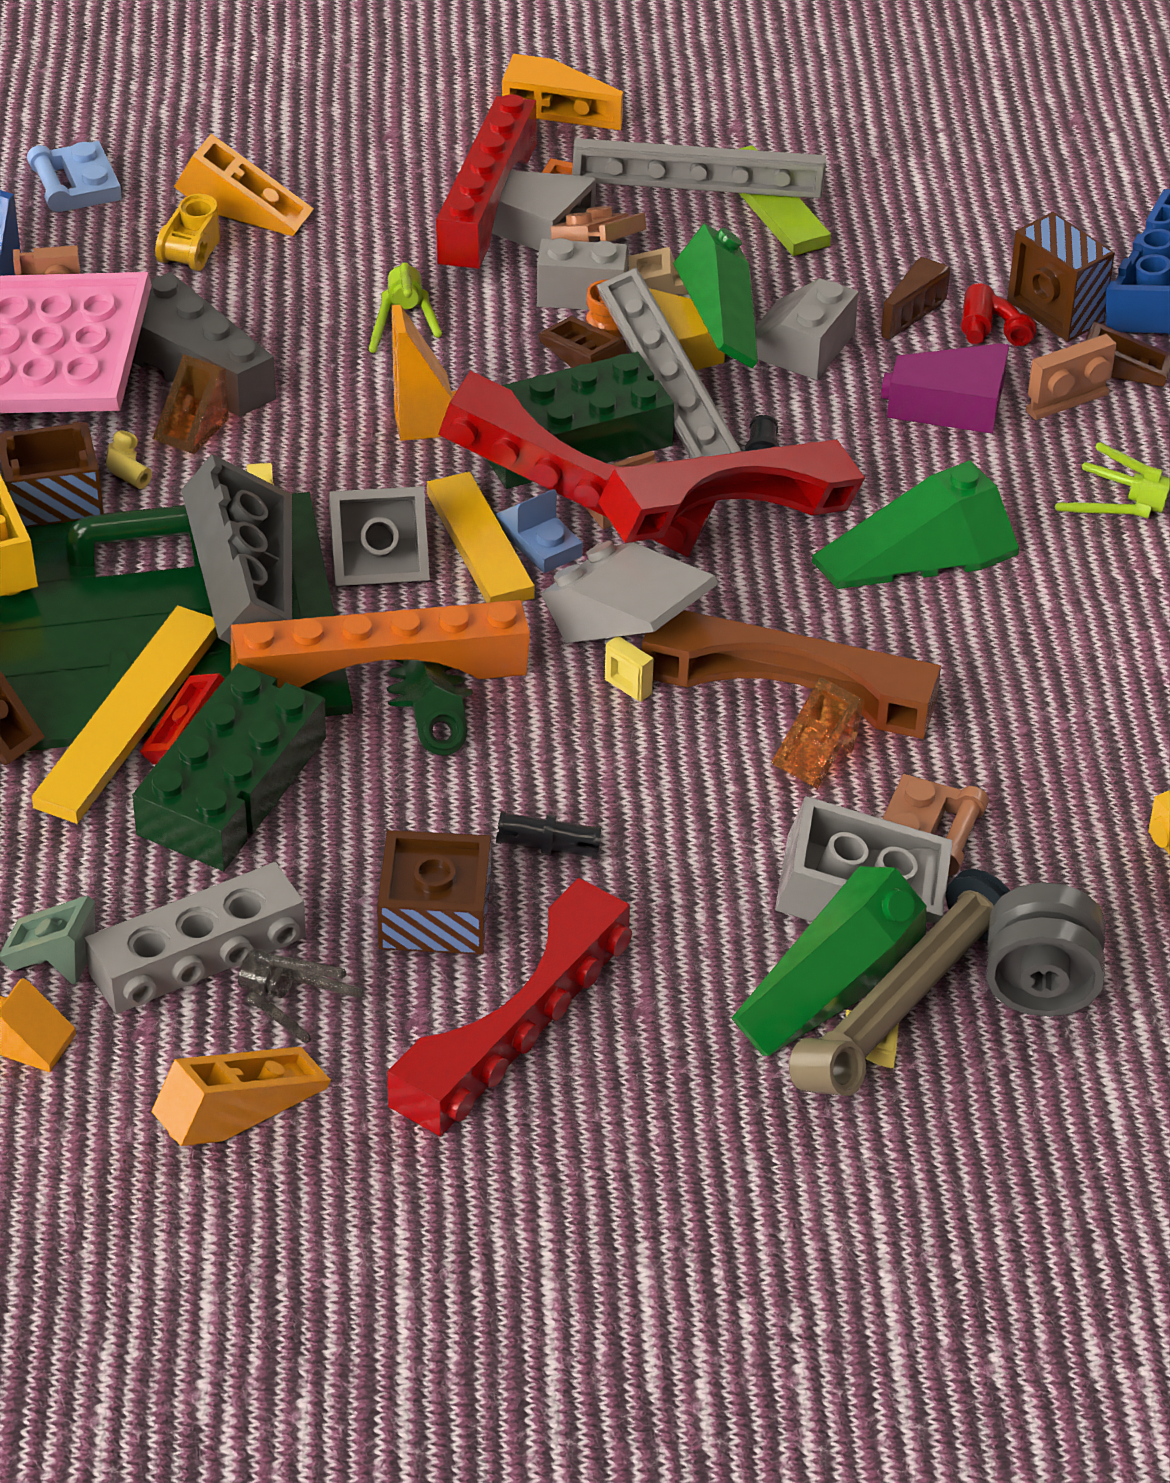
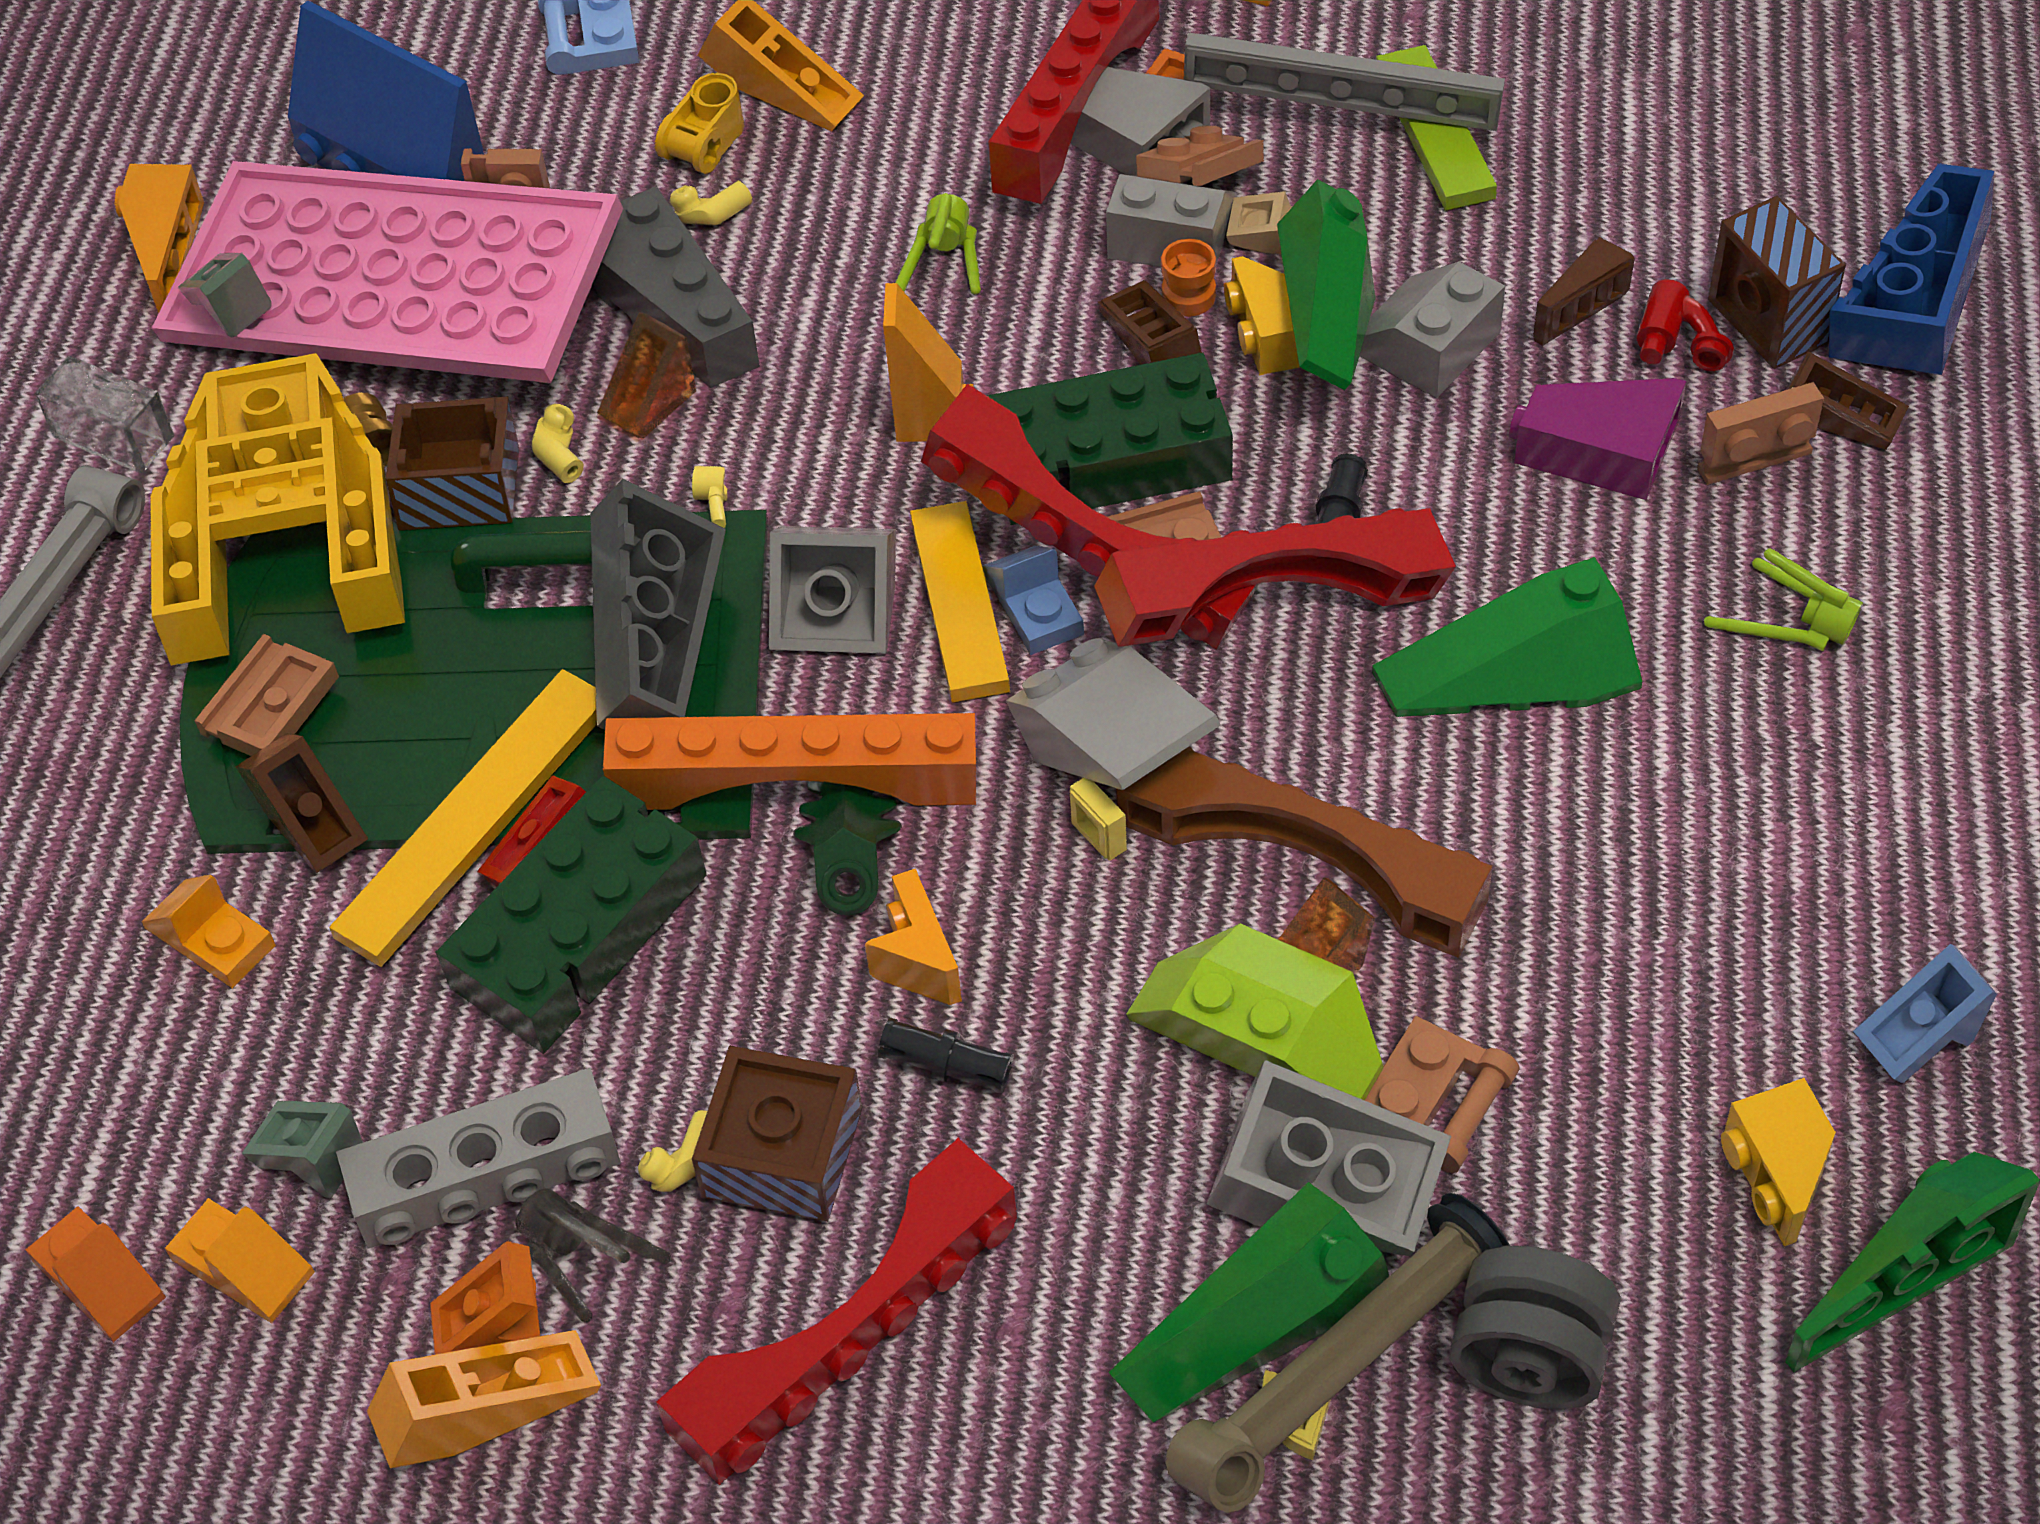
camera: 15 degrees right, 10 degrees up
(218, 290) = (710, 210): none -> light yellow arm
(233, 1022) = (488, 1303): none -> orange slope
(352, 932) = (671, 1171): none -> light yellow arm
(508, 765) = (917, 950): none -> light orange slope
(650, 334) = (1243, 384): light grey tile -> none
(772, 769) = (1260, 1001): none -> lime wedge

